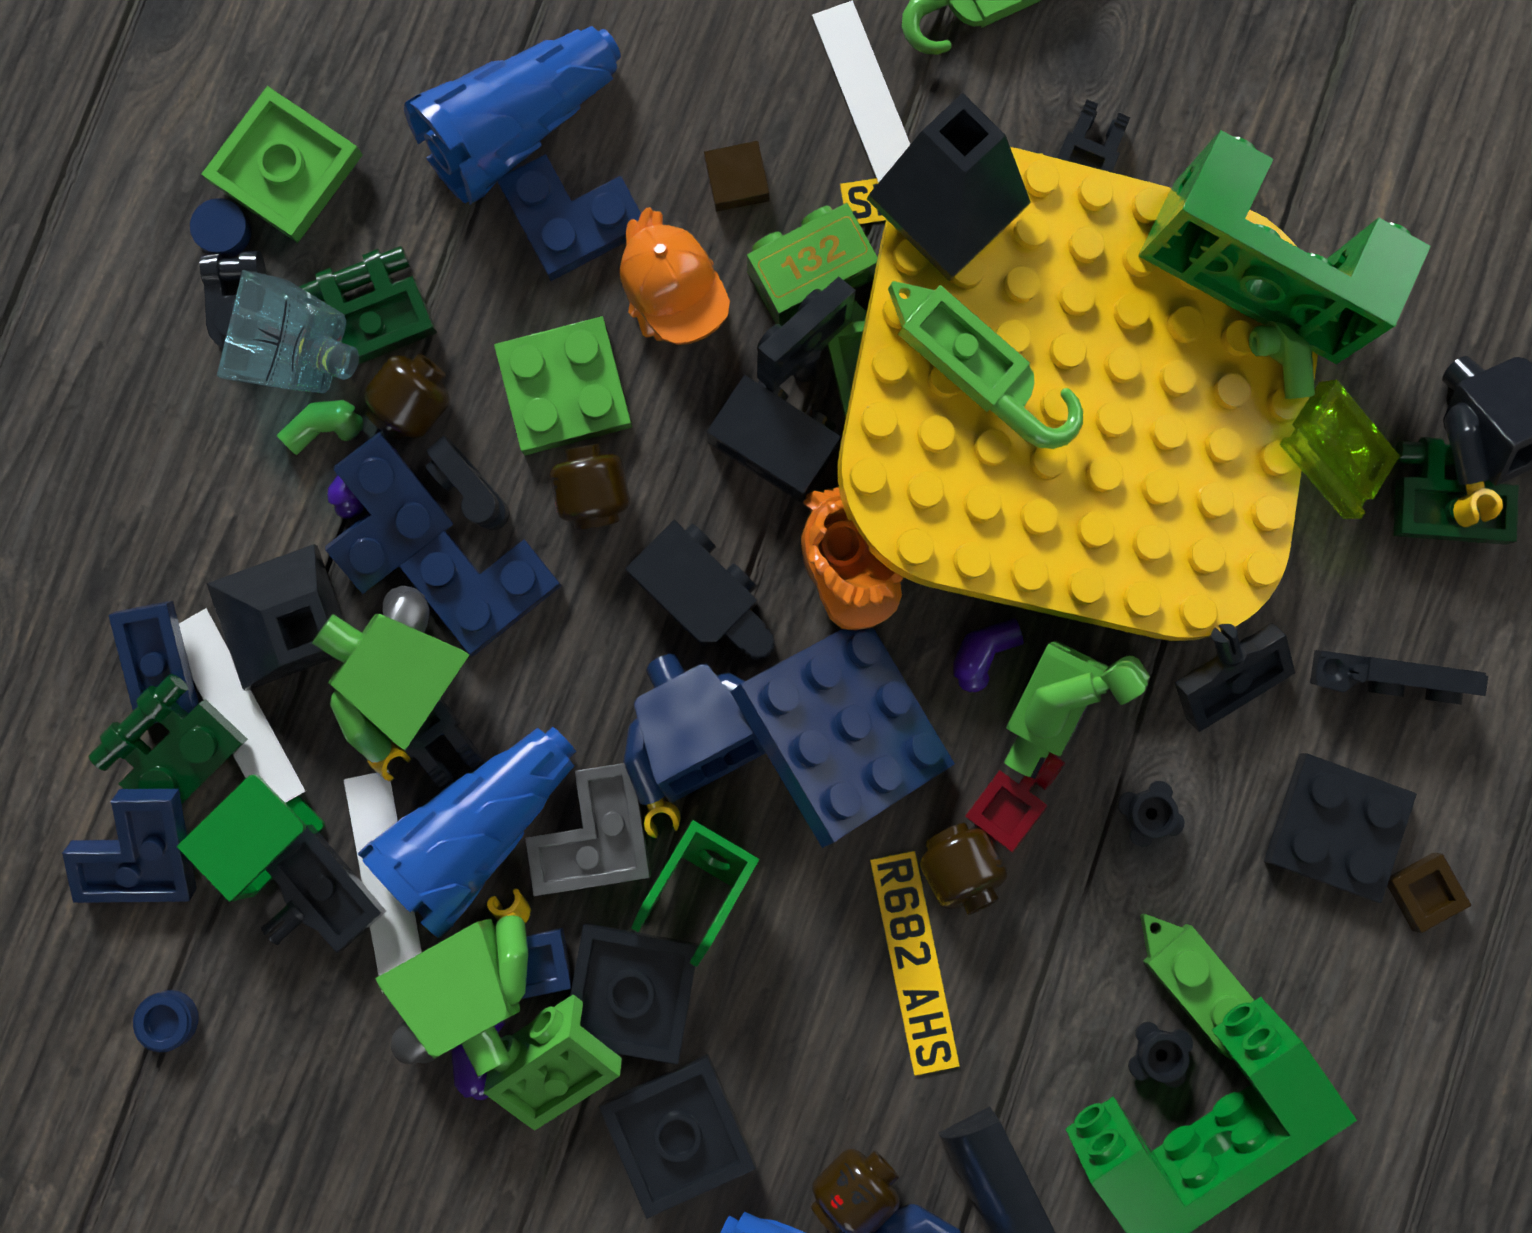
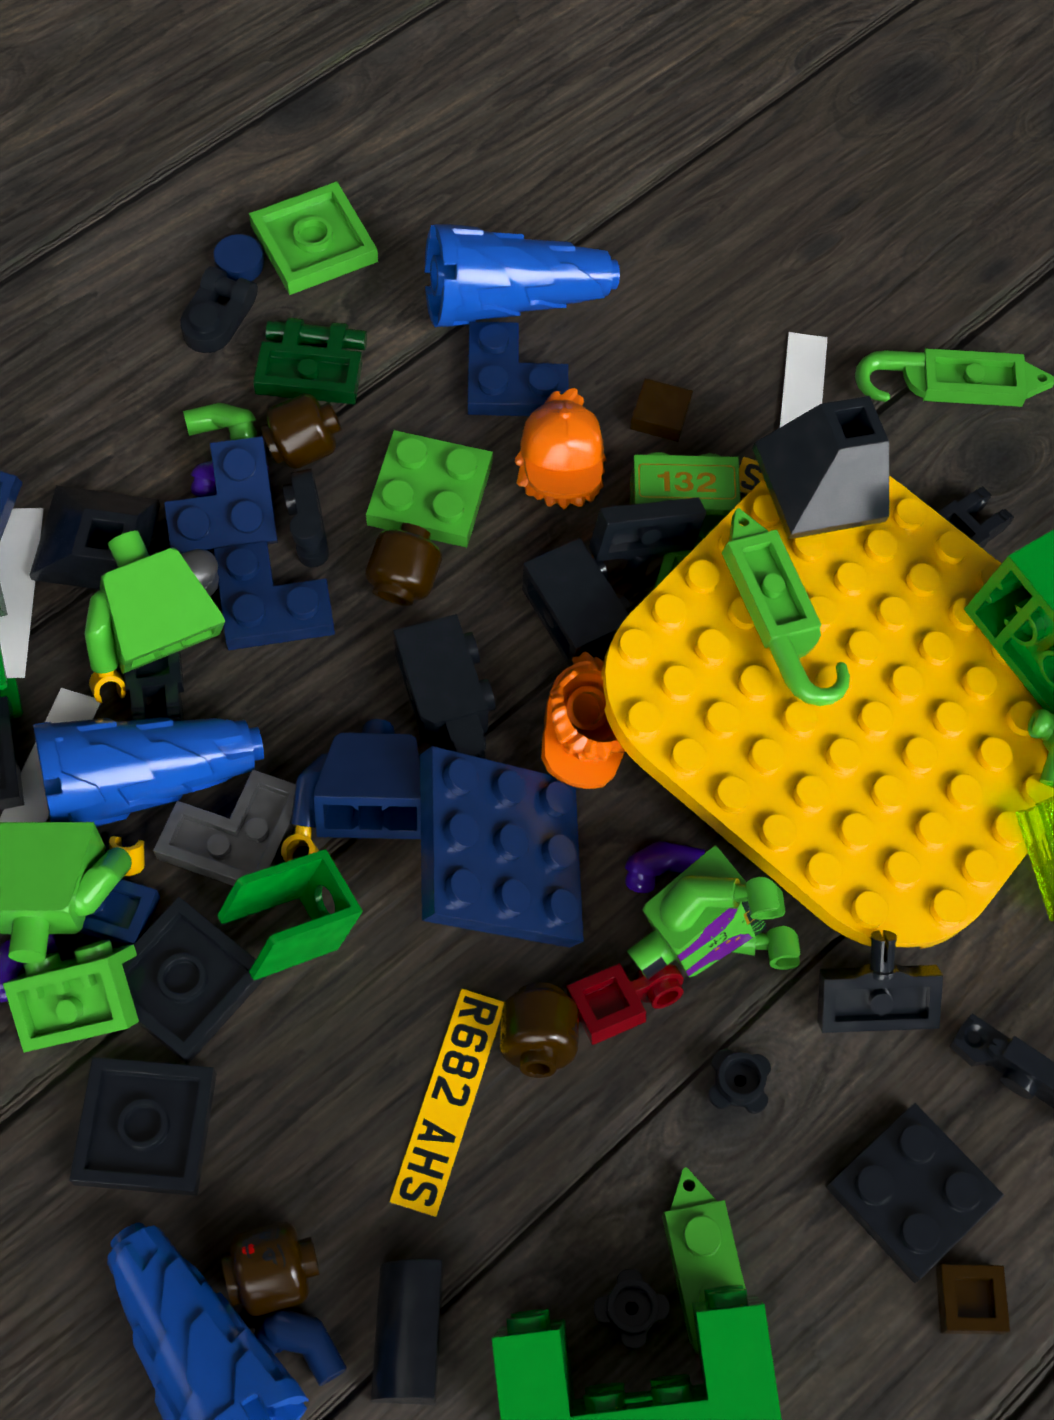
camera: 25 degrees right, 20 degrees down
(284, 337) = (233, 342): clear light blue torso -> none

